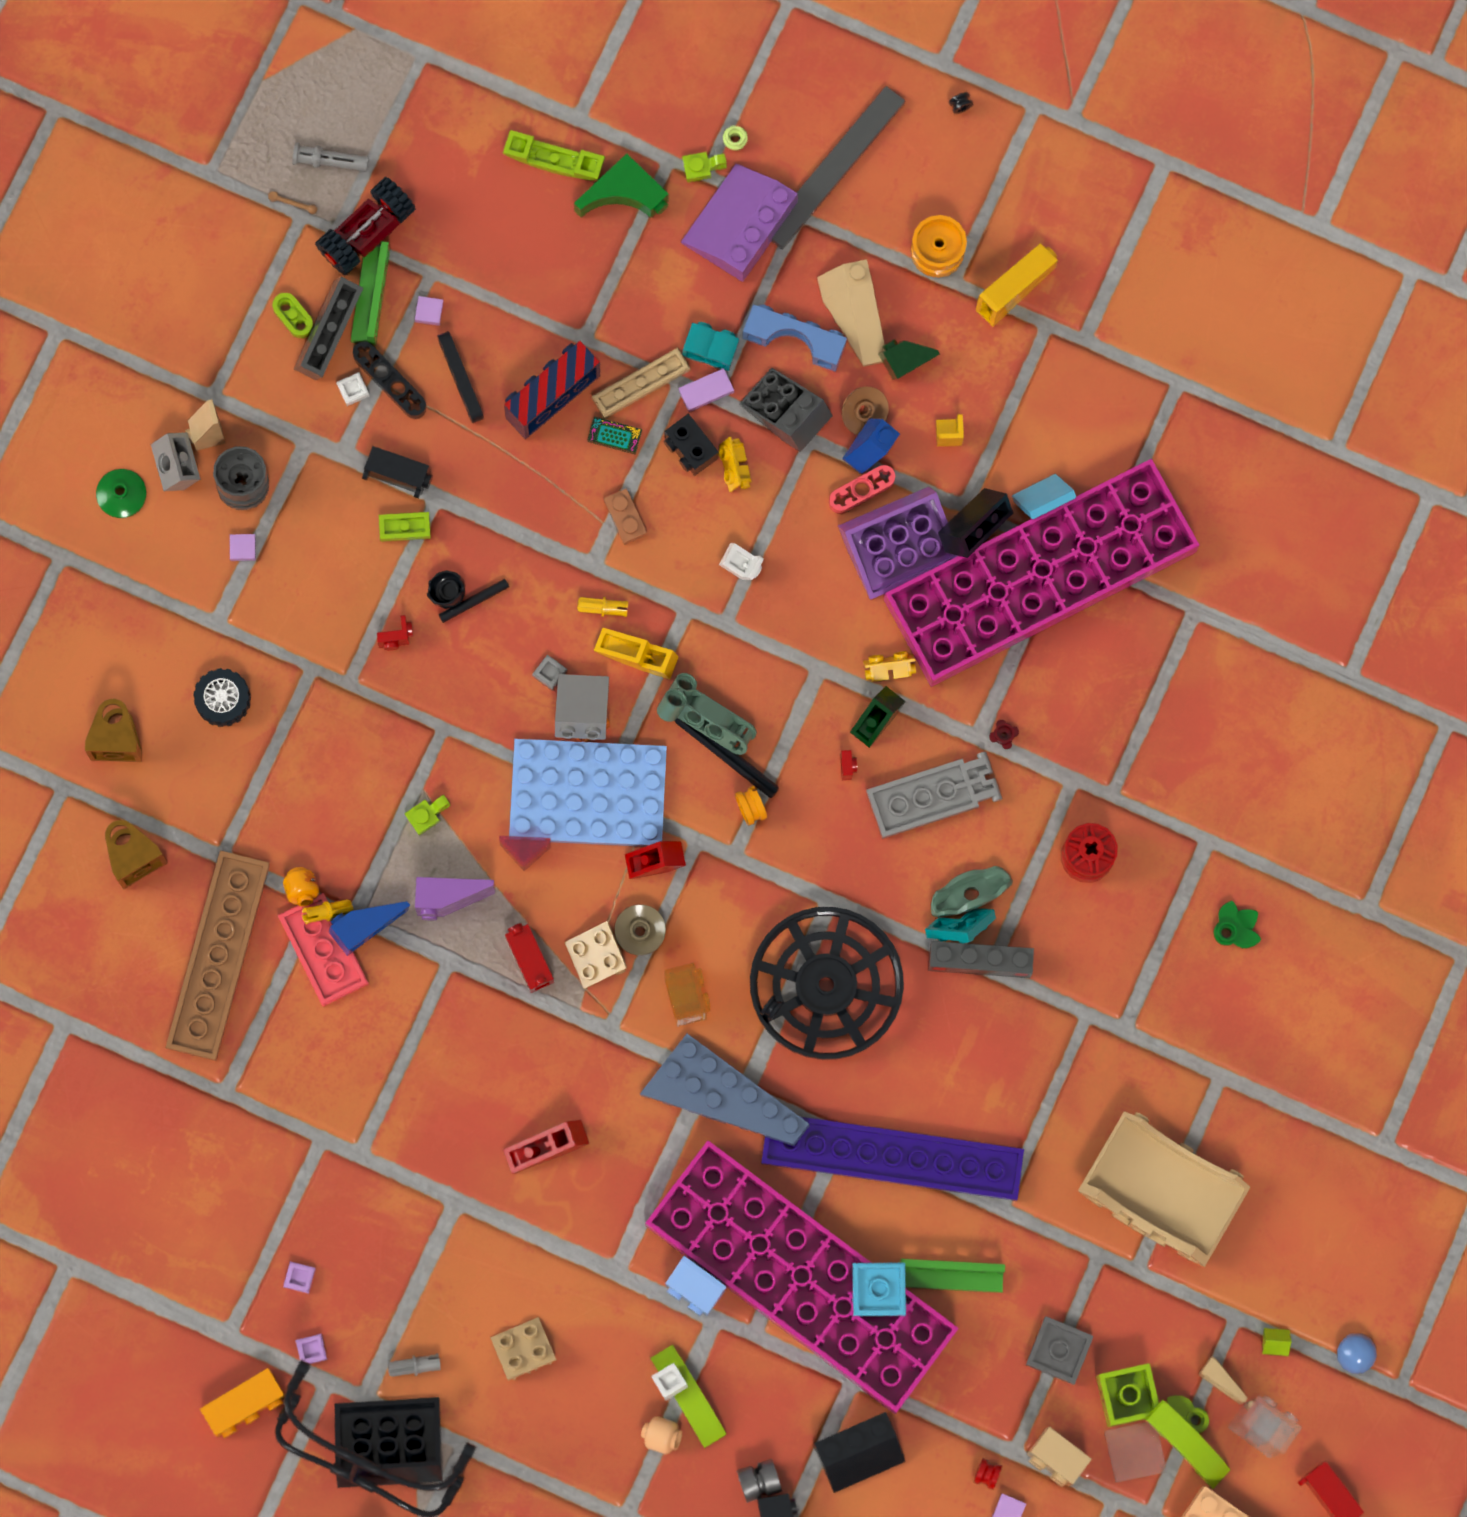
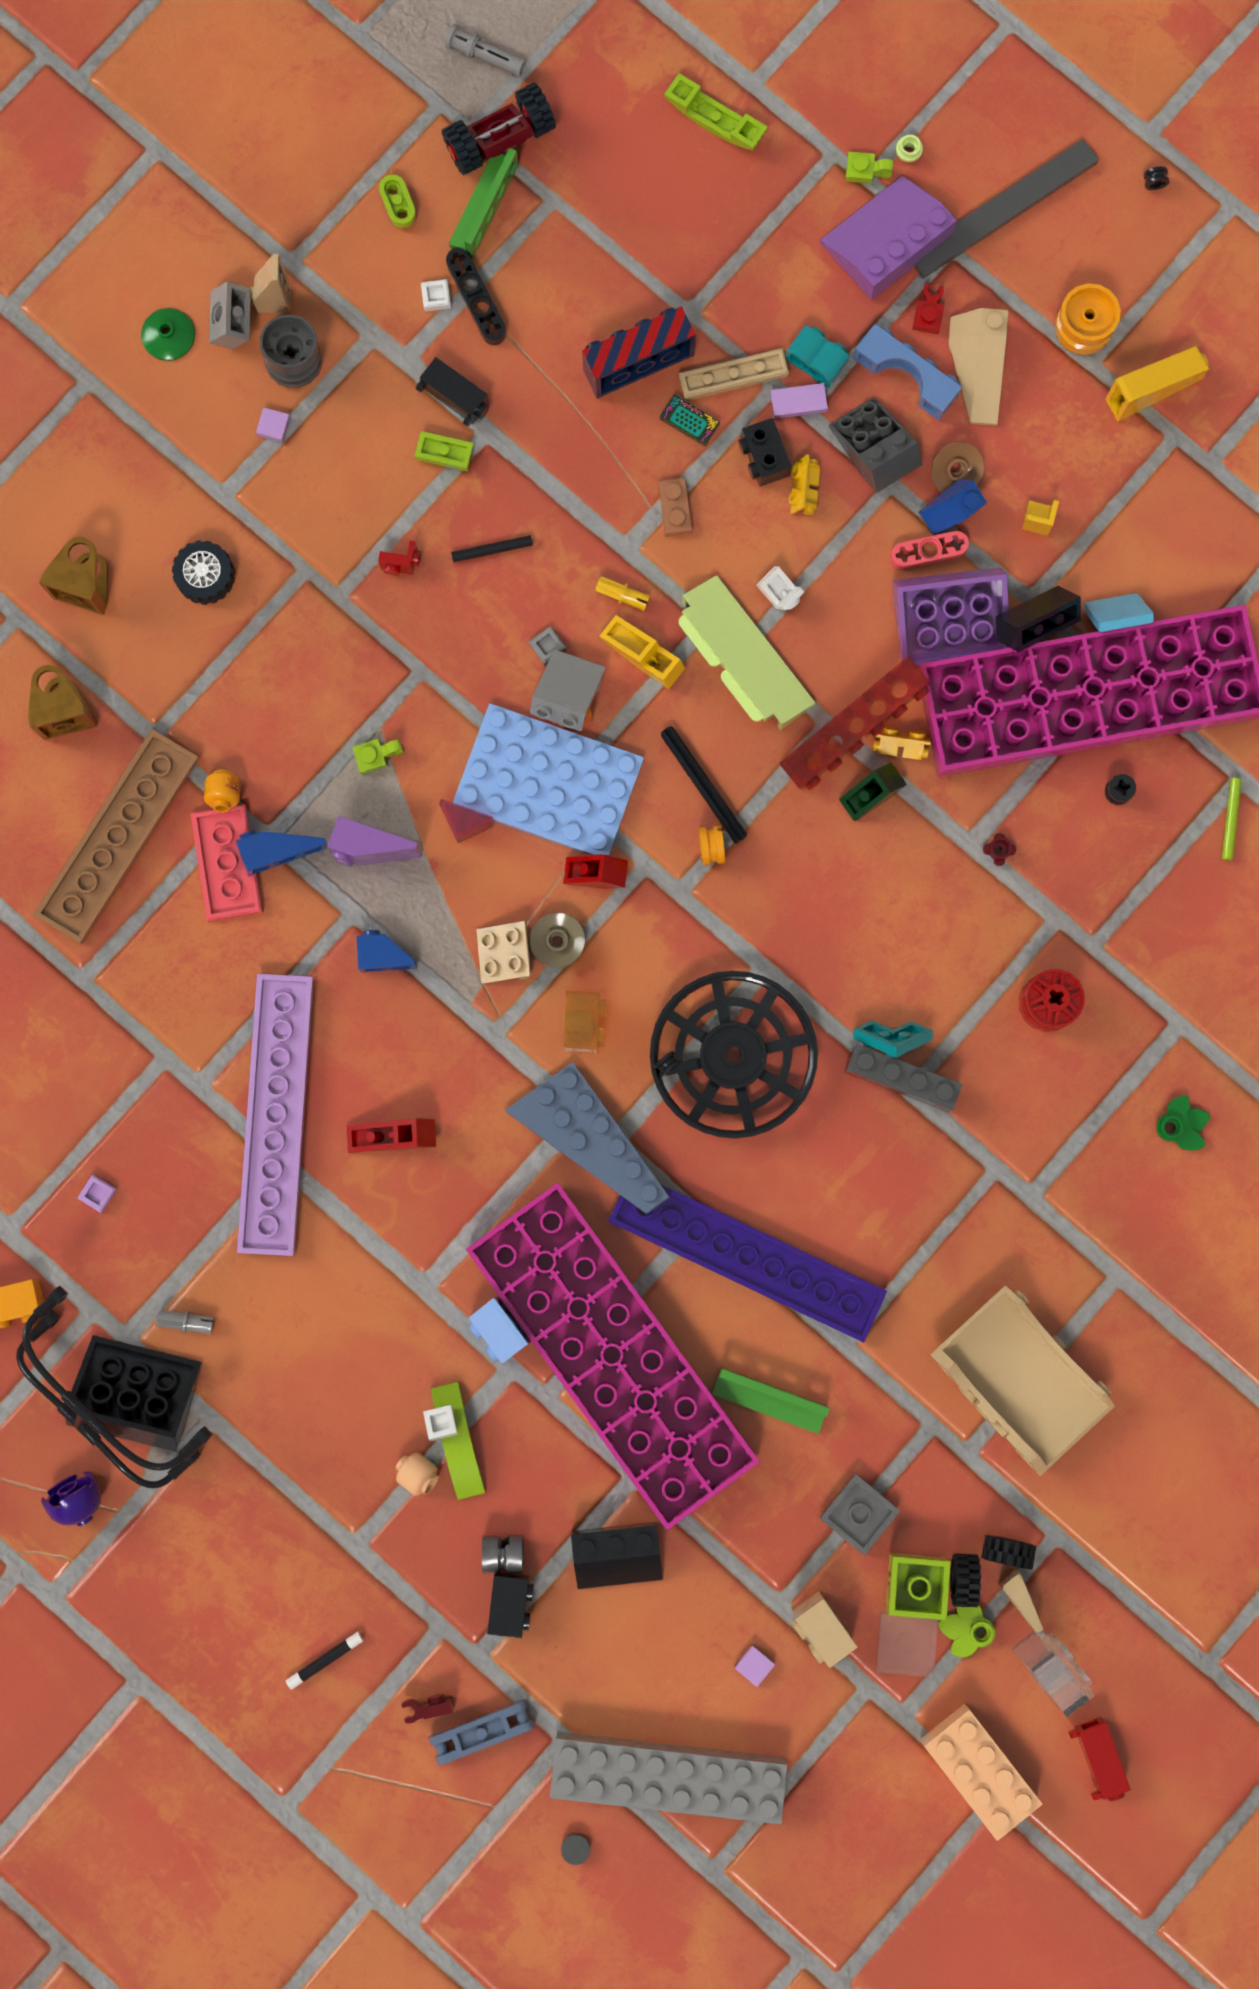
camera: 25 degrees right, 5 degrees up
(273, 197) = (416, 76): medium nougat hinge -> none
(311, 1349) = (86, 1272): lavender tile -> none
(326, 911) = (240, 823): yellow axle -> none
(328, 328) = (428, 223): dark grey brick -> none
(429, 311) = (538, 237): lavender tile -> none
(437, 1159) = (275, 1115): none -> lavender plate
(446, 589) = (466, 528): black hair -> none
(460, 377) = (549, 313): black beam -> none
(488, 988) = (380, 953): none -> blue slope
(523, 1349) = (302, 1339): tan hinge -> none
(528, 957) = (433, 934): red brick -> none
(625, 185) = (779, 164): green arch -> none
(705, 715) = (693, 736): sand green piece -> none
(736, 636) = (750, 664): none -> yellowish green slope
(797, 279) = (928, 312): none -> red plate
(802, 711) = (796, 763): none -> clear red brick
(848, 764) = (826, 833): red plate -> none
(879, 1289) = (688, 1395): medium azure tile -> none
(904, 357) = (1017, 424): dark green slope -> none
(932, 795) = (905, 891): light grey hinge -> none
(987, 1474) = (744, 1621): red wheel -> none
(988, 882) = (935, 1001): sand green piece -> none
(1091, 655) = (1114, 791): none -> black wheel
(1168, 1377) = (965, 1580): none -> black tyre
(1188, 1443) = (964, 1657): lime slope -> none
(1197, 1341) = (1008, 1552): none -> black tyre
(1198, 648) = (1231, 819): none -> lime bar
(1276, 1342) = (1091, 1575): lime slope -> none
(1356, 1353) = (1173, 1614): medium blue hair -> none

